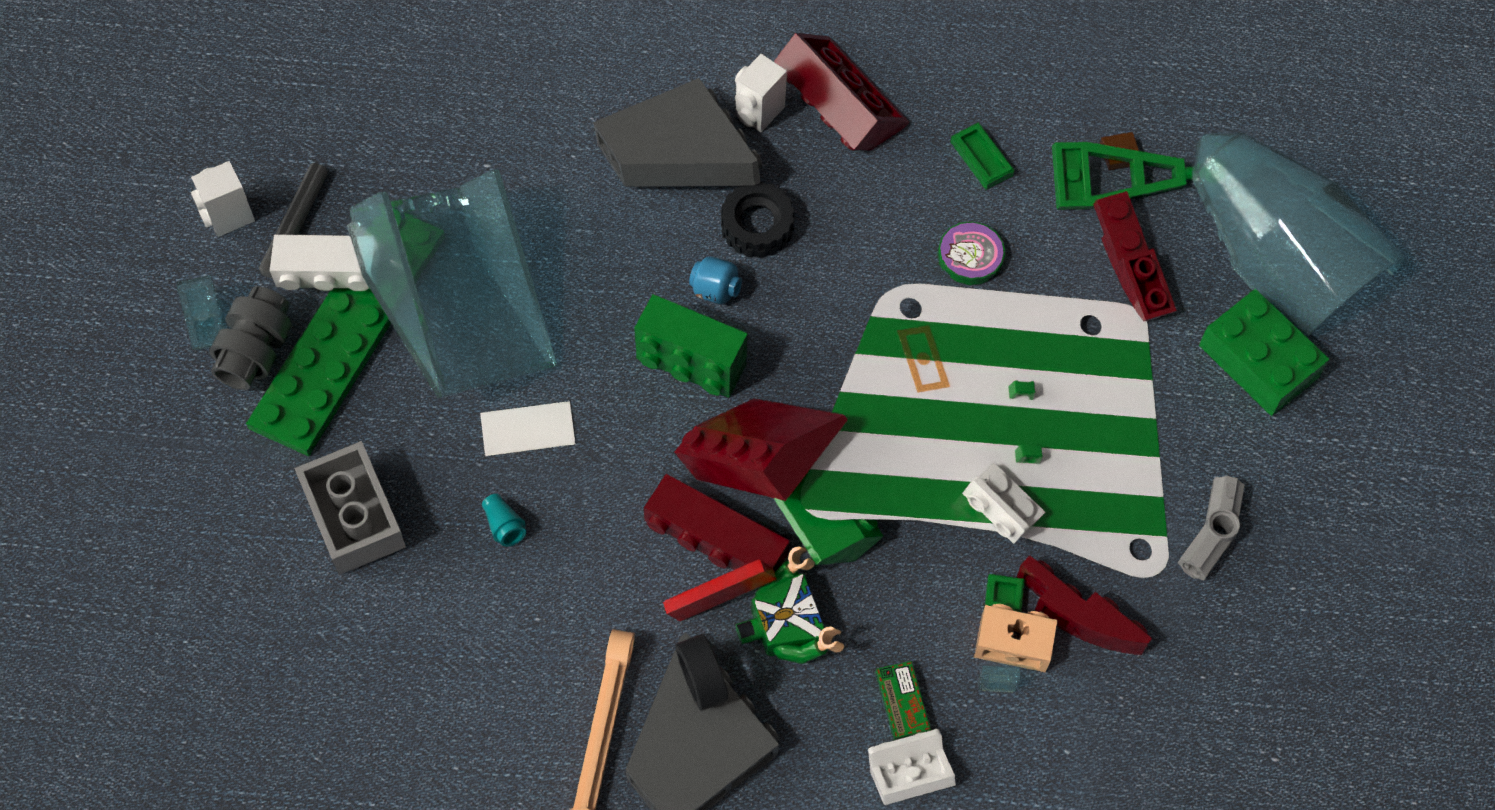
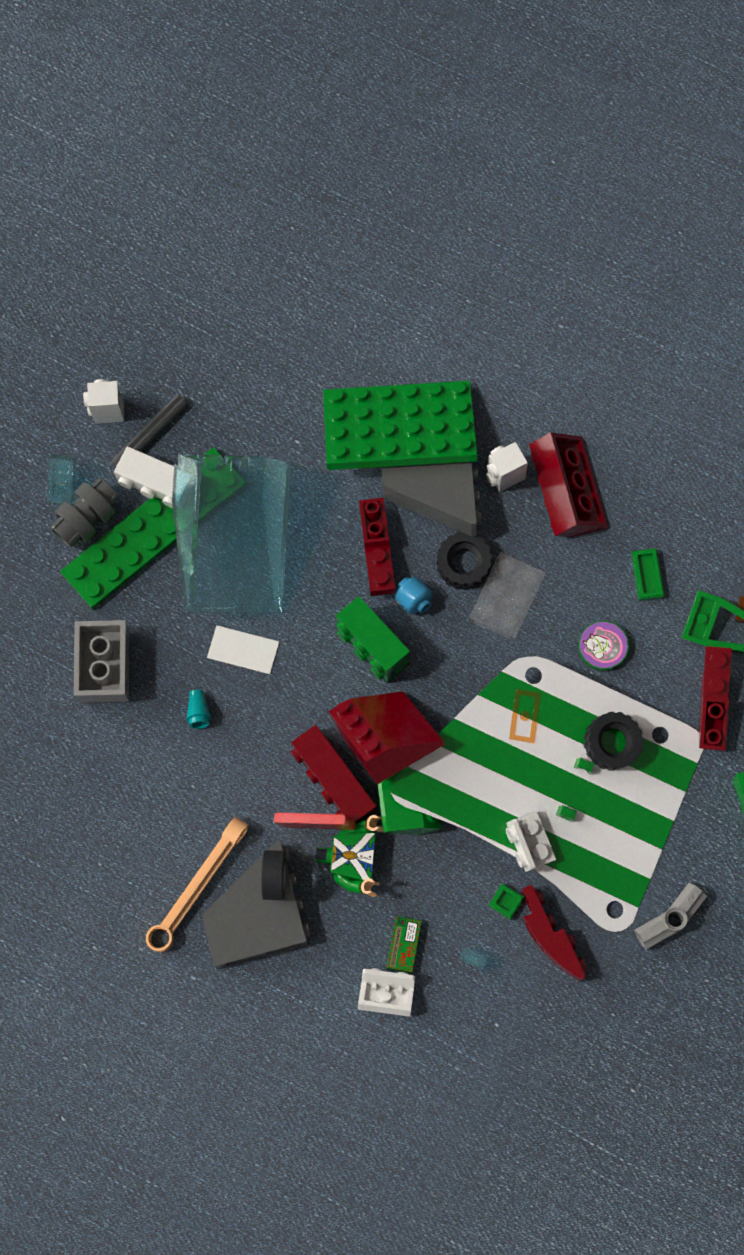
camera: 30 degrees right, 10 degrees up
(606, 95) = (399, 425): none -> green plate
(642, 243) = (377, 546): none -> dark red slope
(828, 242) = (507, 596): none -> clear plate
(996, 640) = (504, 949): light nougat brick -> none
(1060, 330) = (632, 735): none -> black tyre

